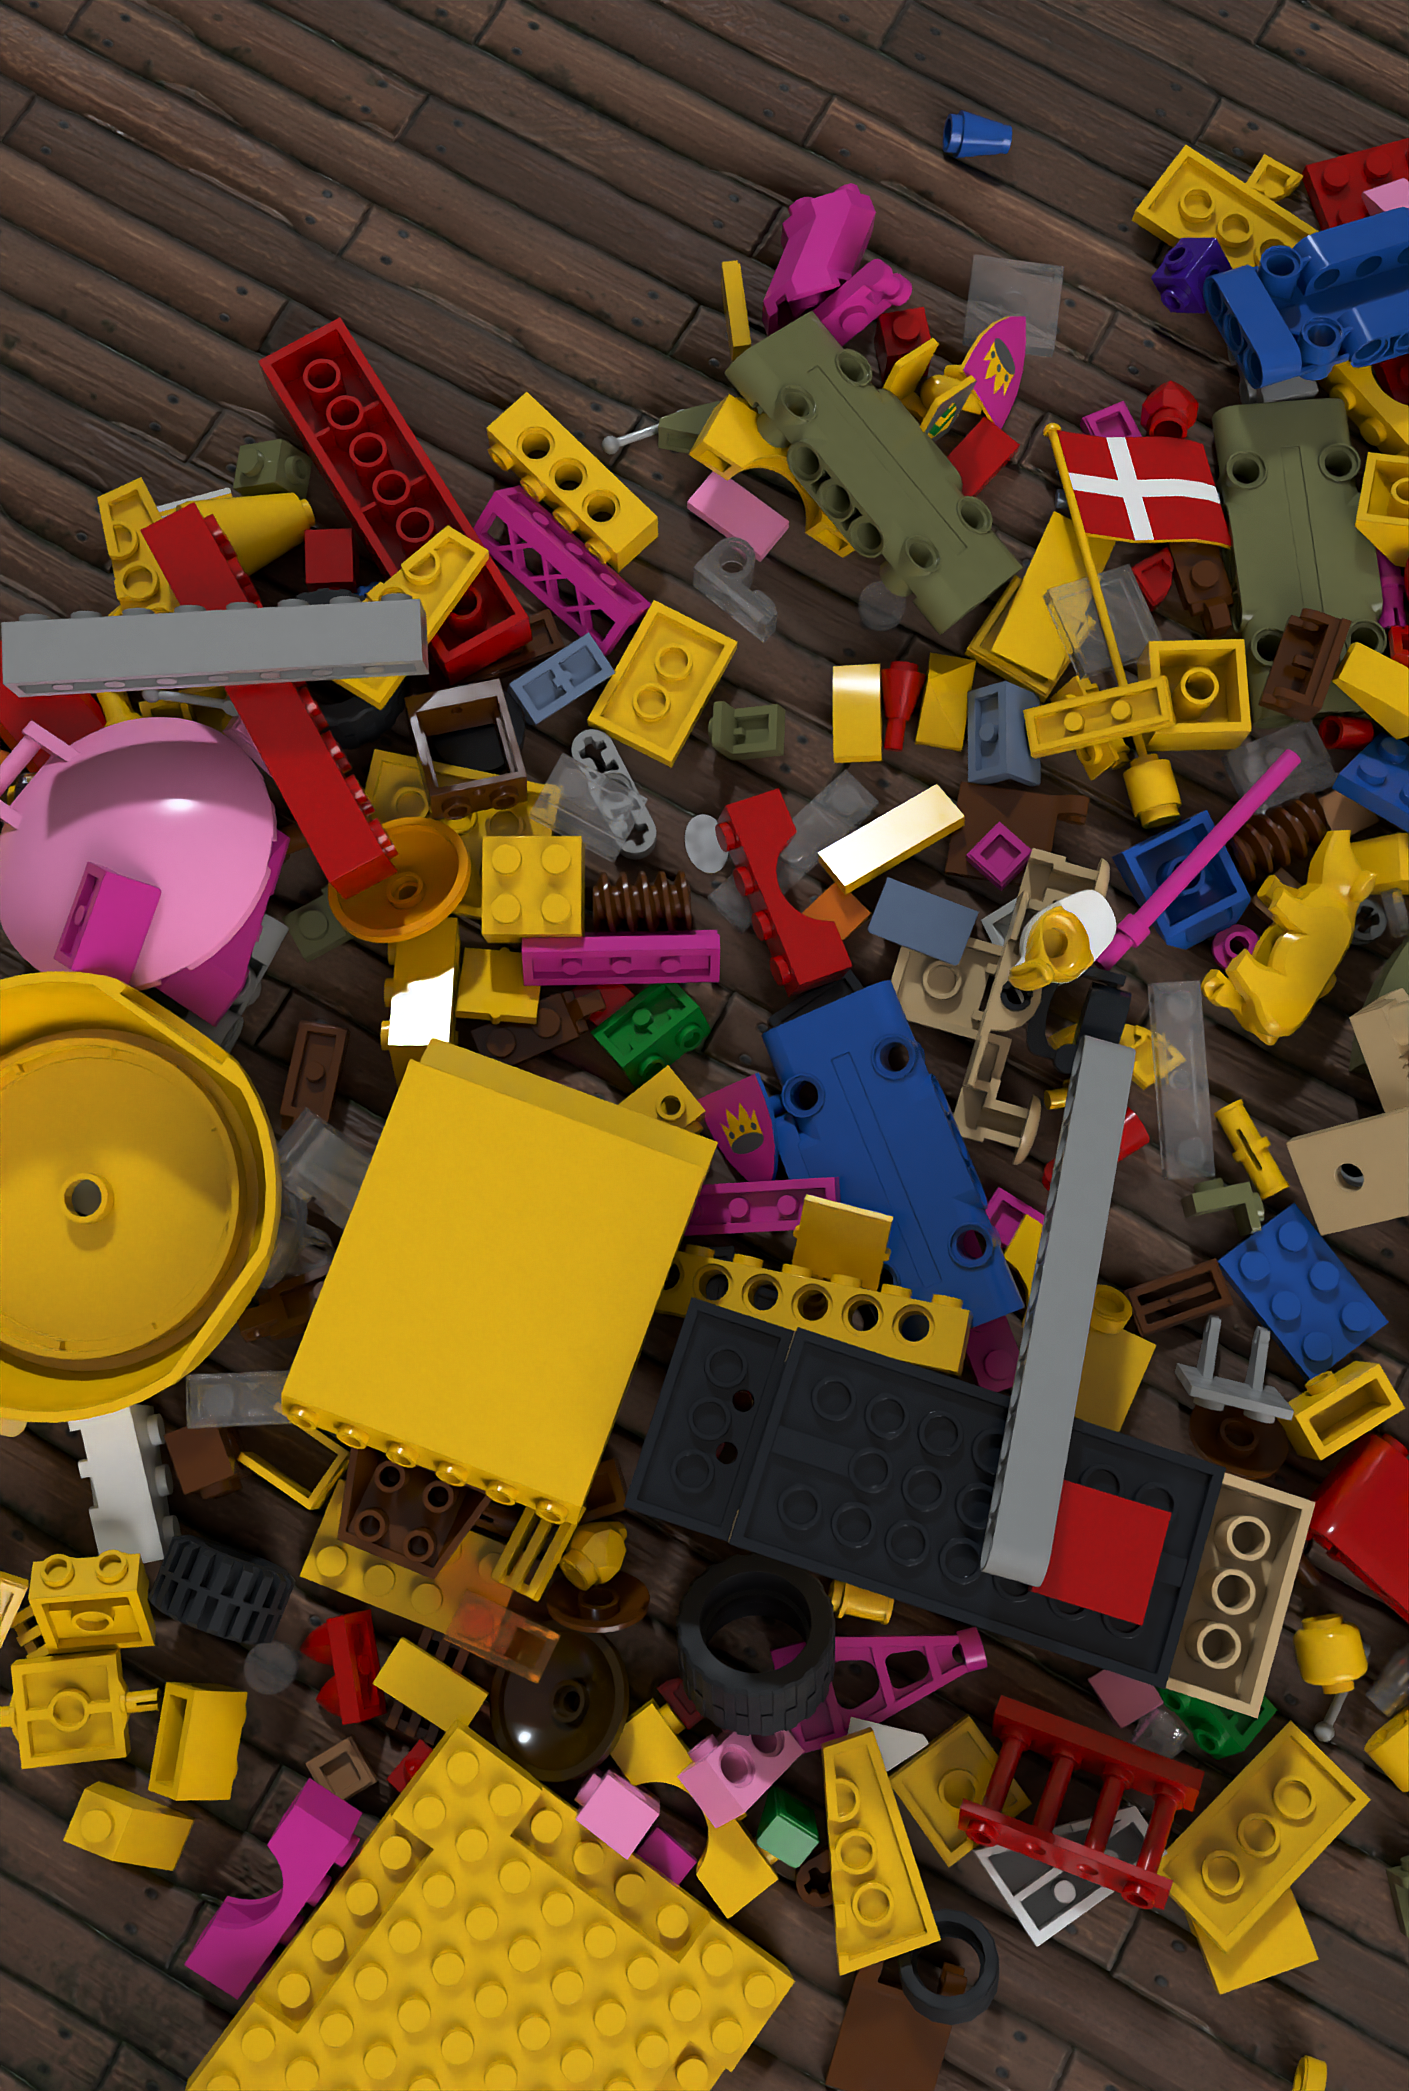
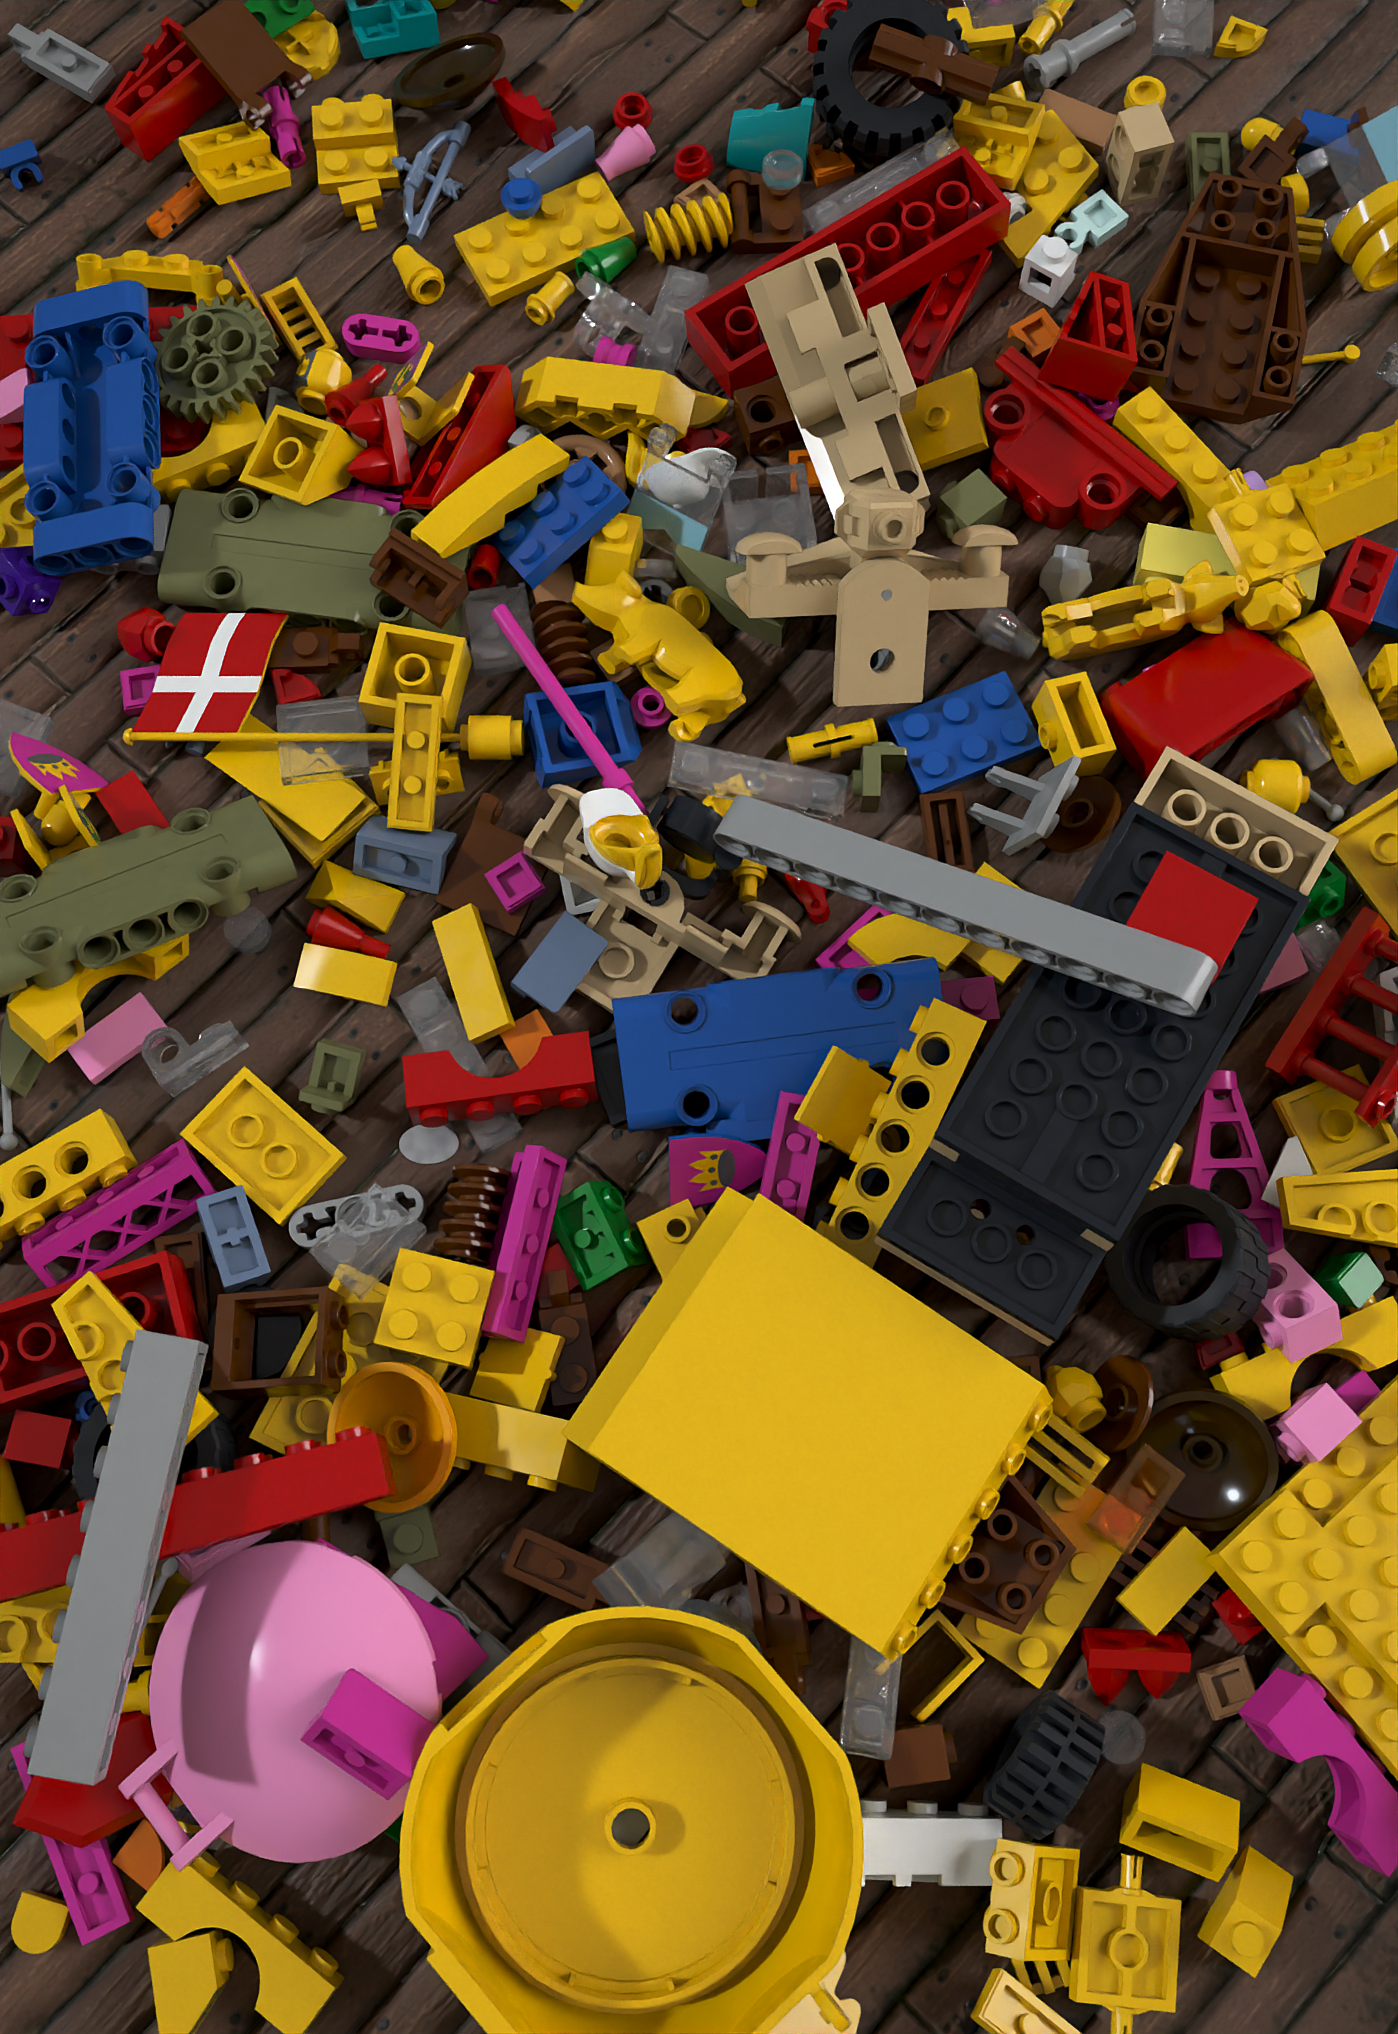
camera: 70 degrees left, 5 degrees down
(1364, 960) = (691, 604): none -> yellow tile

